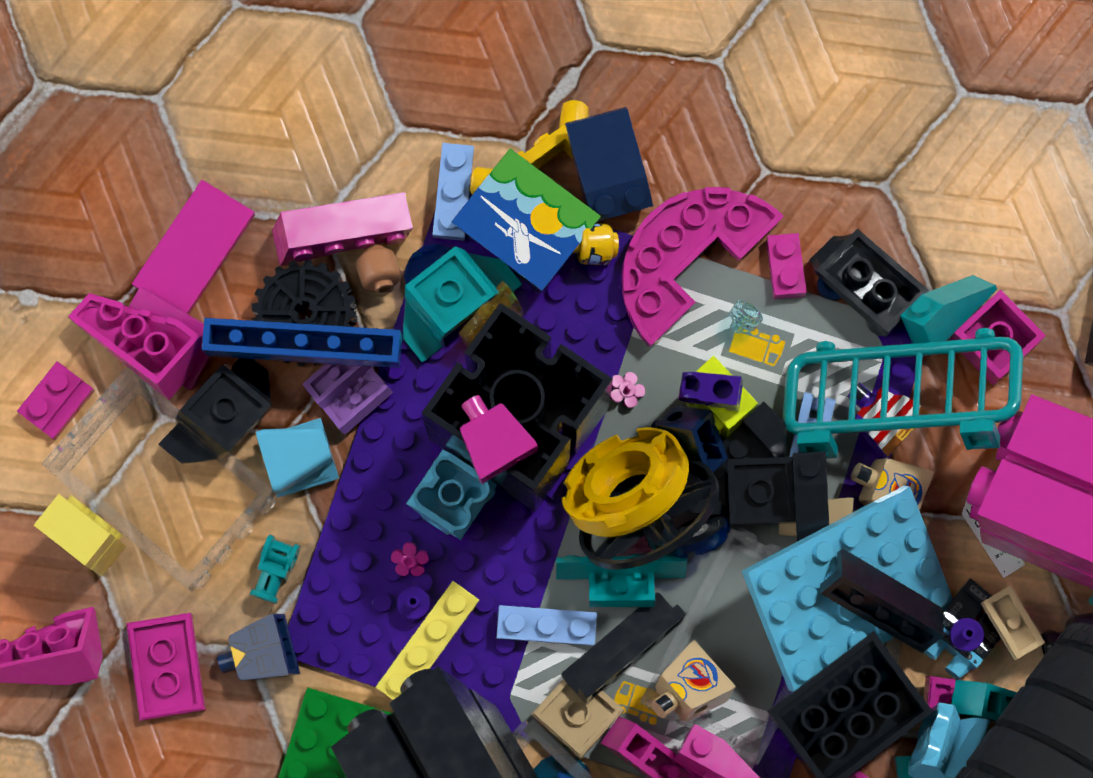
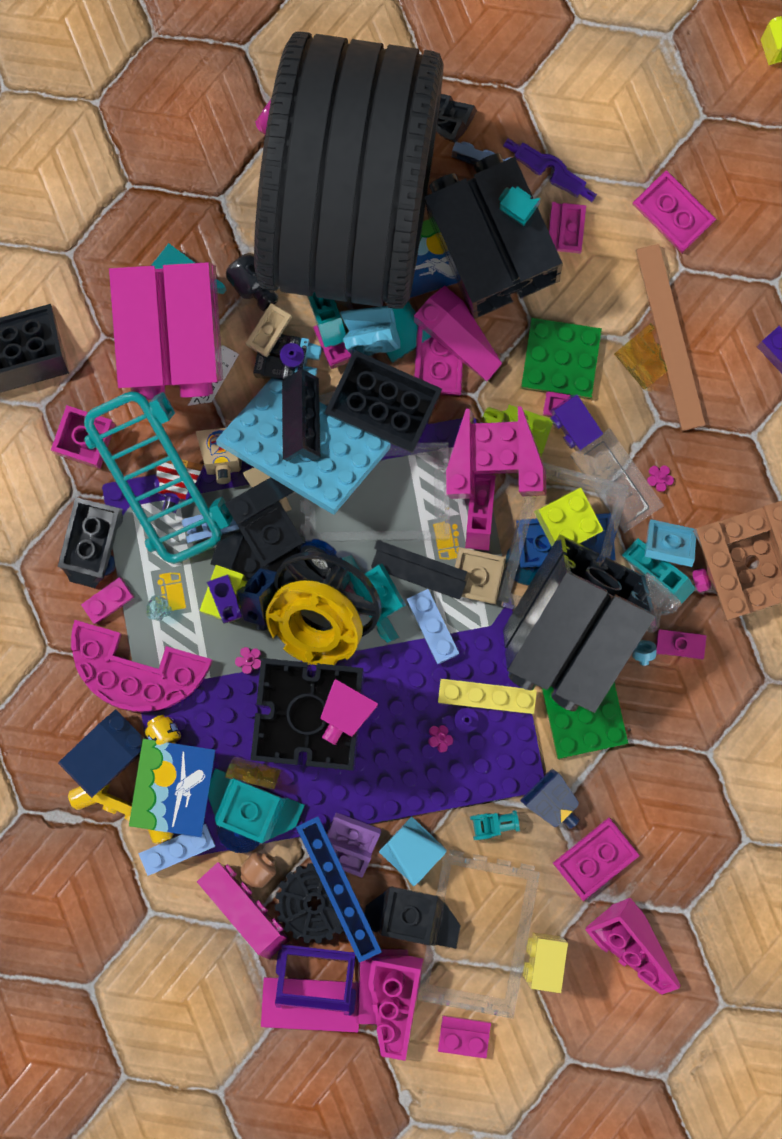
camera: 120 degrees left, 5 degrees up
(178, 295) = (346, 1005): none -> dark purple piece
(451, 495) = (385, 734): medium azure piece -> none
(691, 685) = (422, 510): tan torso -> none
(945, 309) = (82, 480): teal slope -> none

